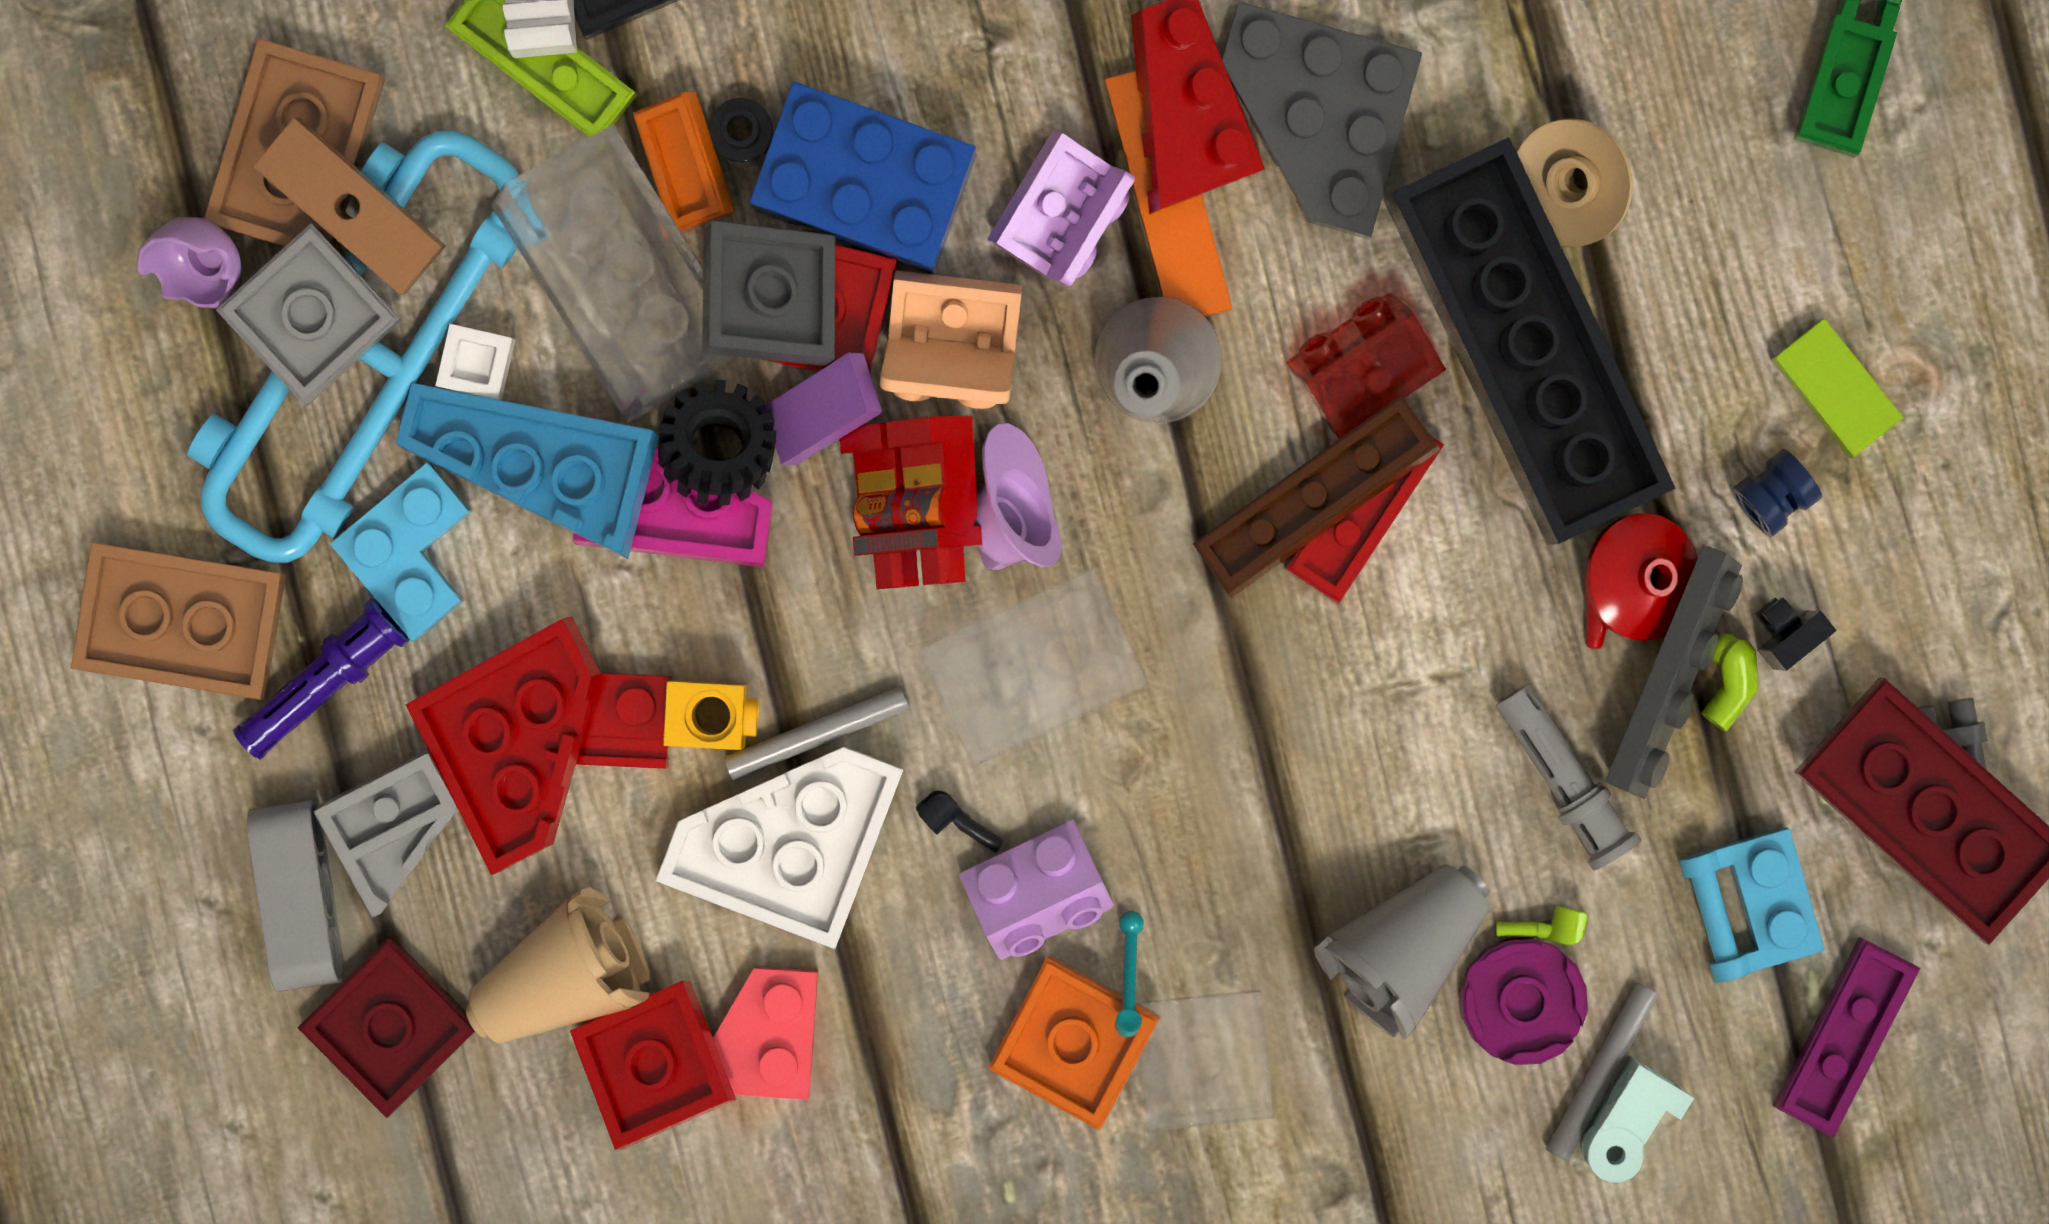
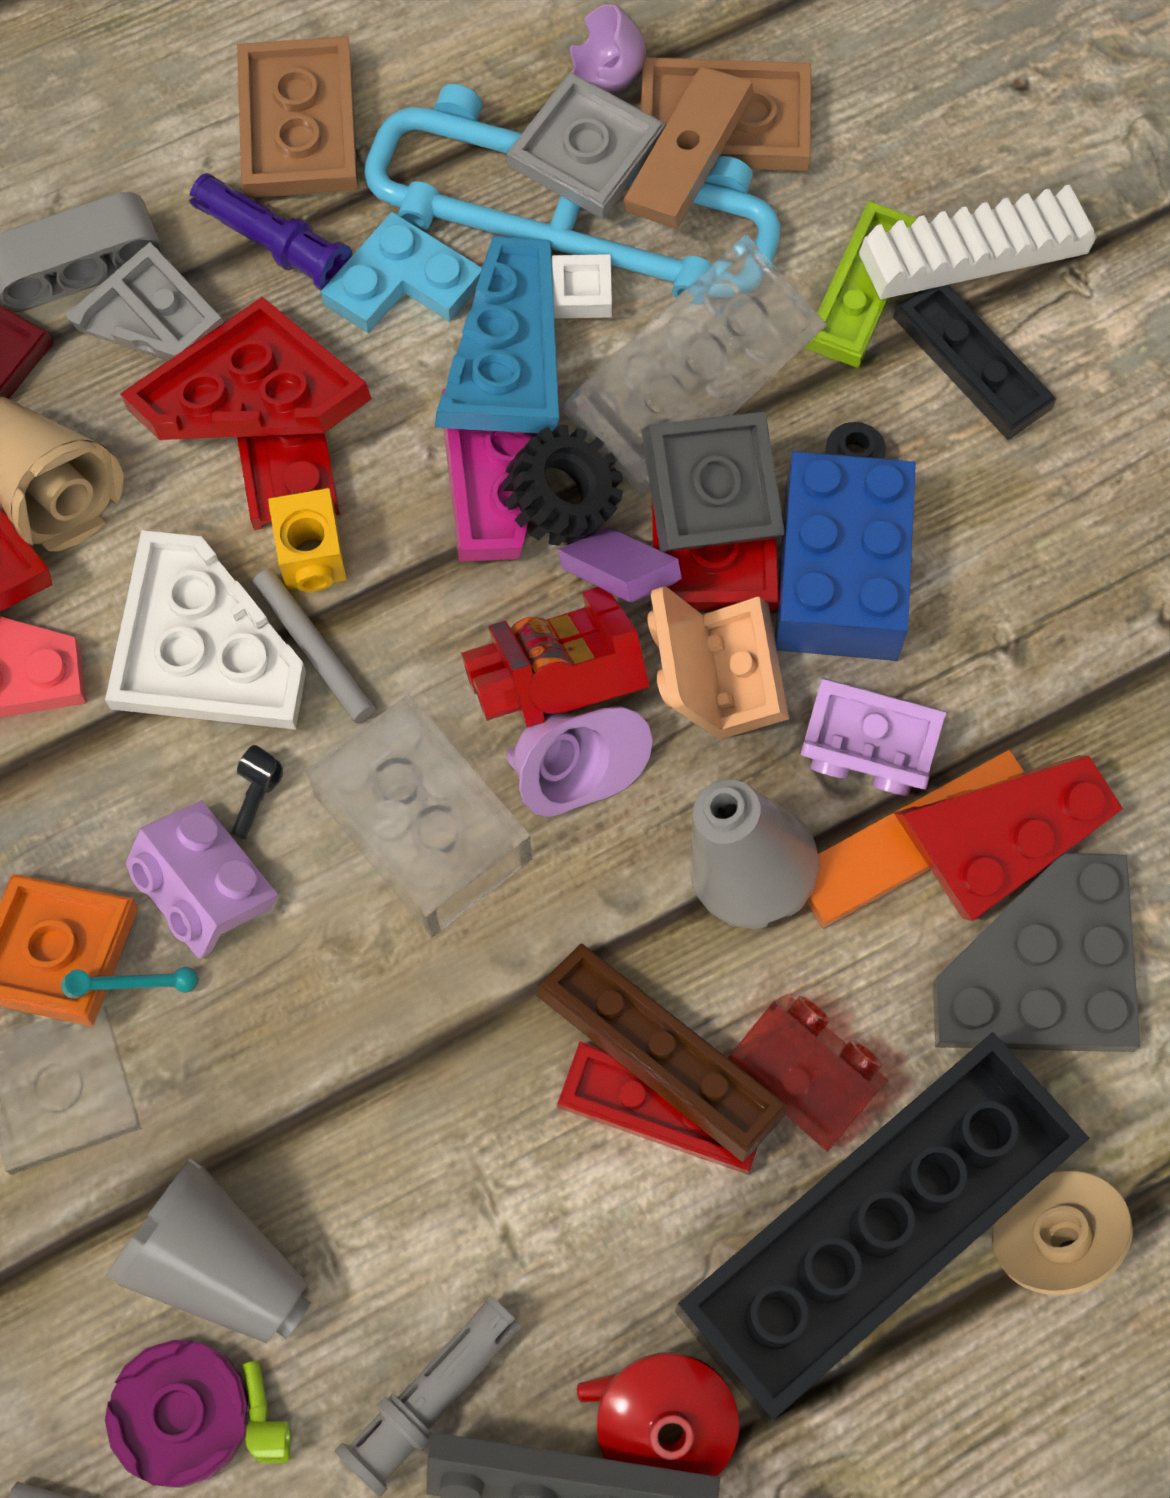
camera: 75 degrees right, 20 degrees down
(684, 161) = (816, 408): orange tile -> none

